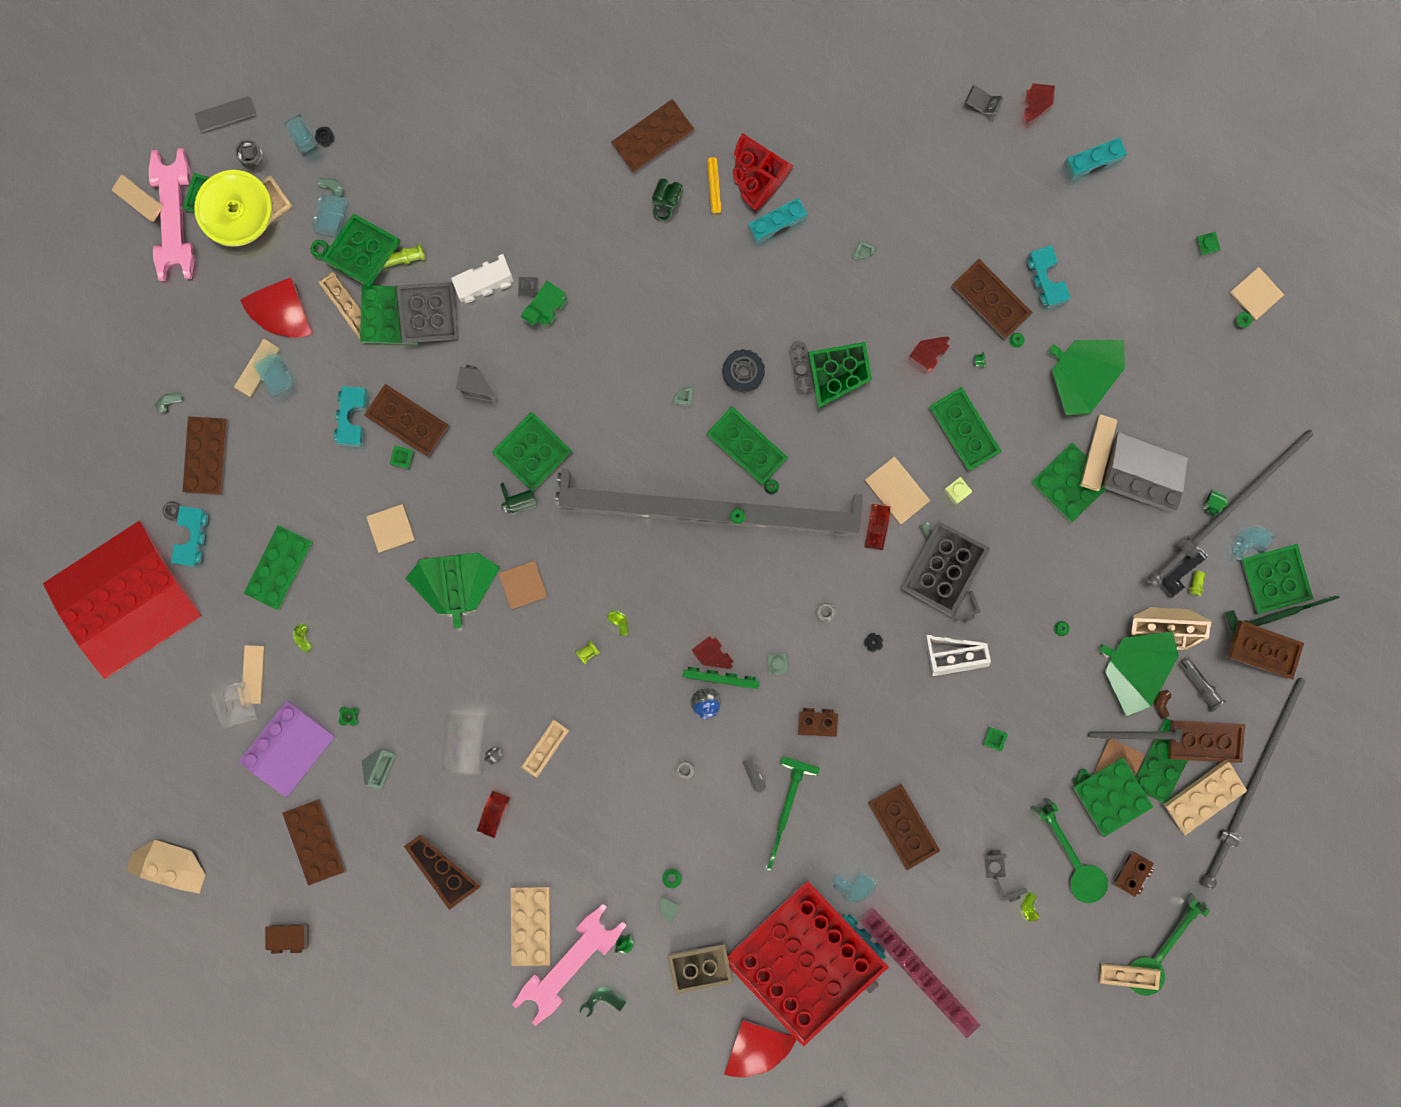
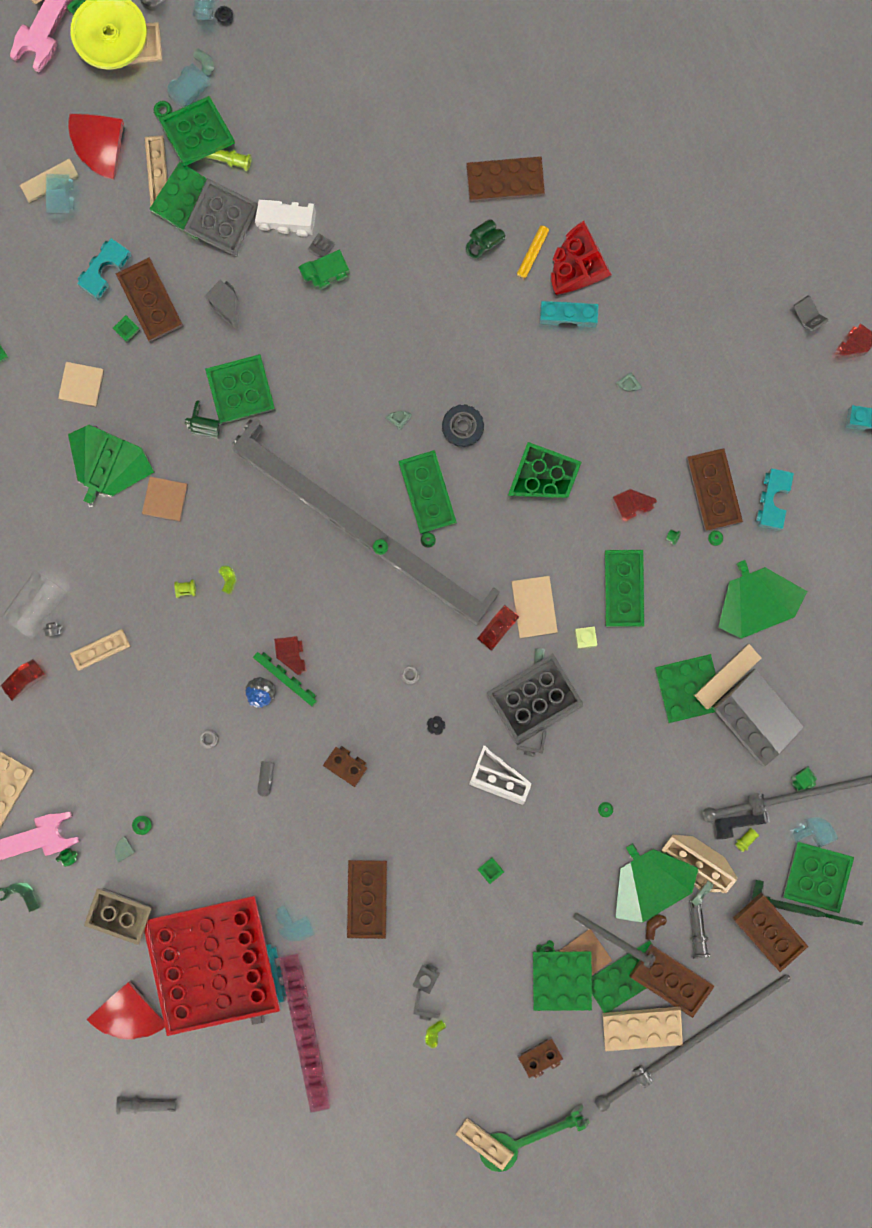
camera: 30 degrees right, 0 degrees up
(777, 664) = (342, 695): sand green plate -> none
(798, 769) = (305, 796): green piece -> none
(808, 382) = (514, 438): dark grey beam -> none
(1087, 881) = (497, 1041): green piece -> none
(1186, 650) = (706, 888): none -> sand green tile

